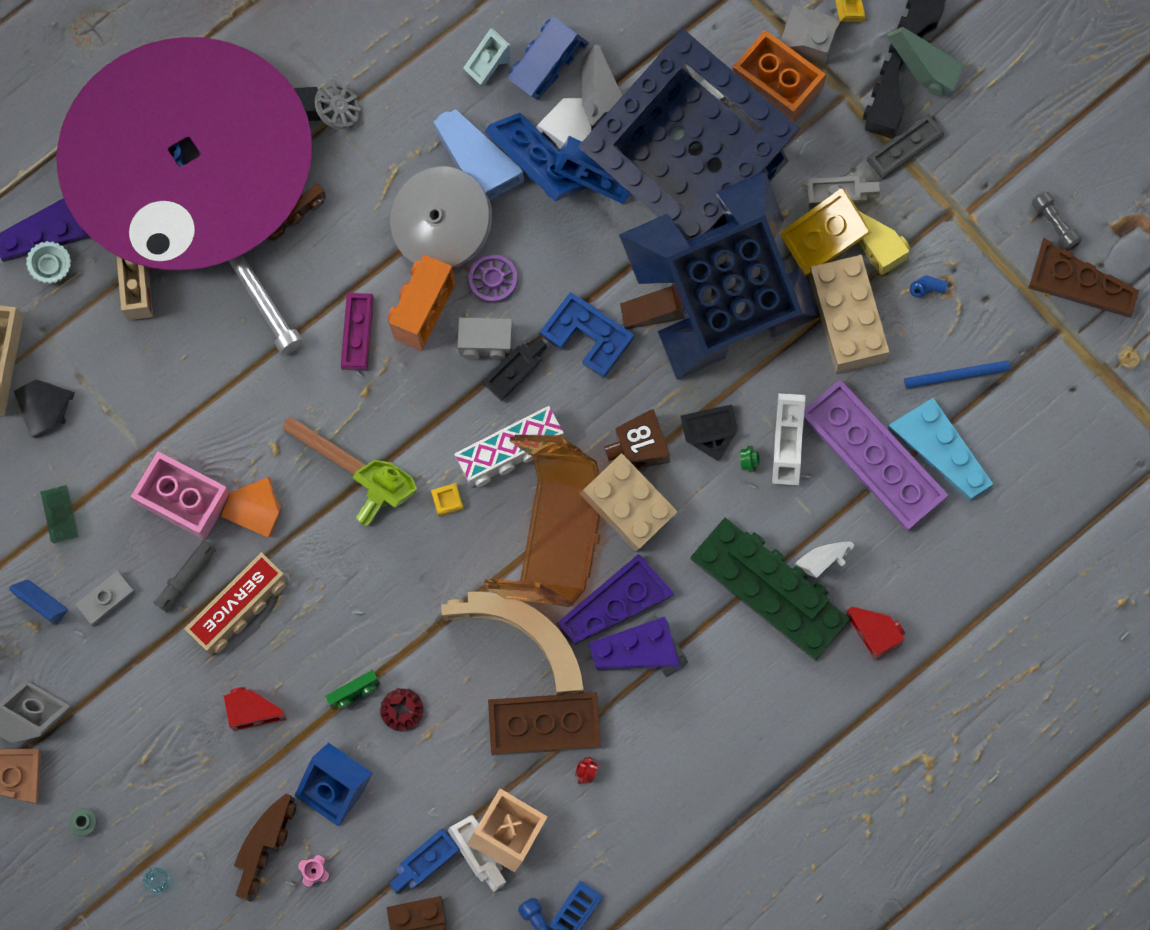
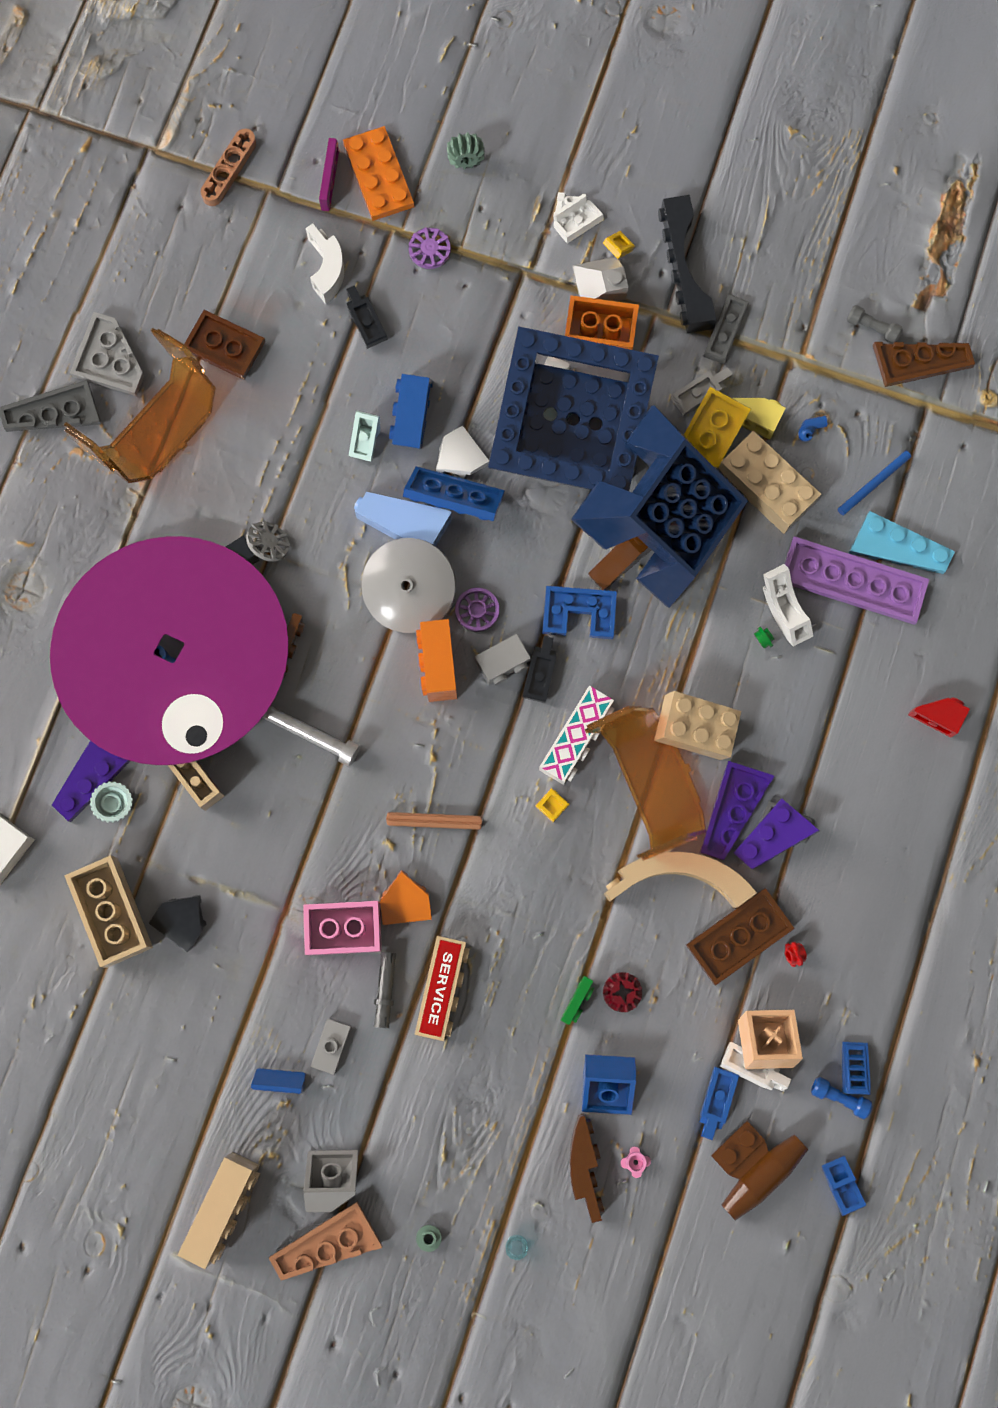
camera: 40 degrees left, 5 degrees up
(59, 514) = (250, 1001): clear green plate -> none
(249, 709) = (505, 1065): red slope -> none
(357, 331) = (396, 713): magenta tile -> none
(385, 486) = (500, 822): lime piece -> none
(580, 168) = (495, 483): blue slope -> none
(598, 86) = (468, 413): light grey slope -> none
(640, 442) = (674, 672): reddish brown torso -> none
(710, 430) = (719, 632): black slope -> none
(771, 587) = (841, 727): dark green plate -> none
(822, 557) = (871, 682): white slope -> none
(927, 63) = (707, 254): sand green slope -> none

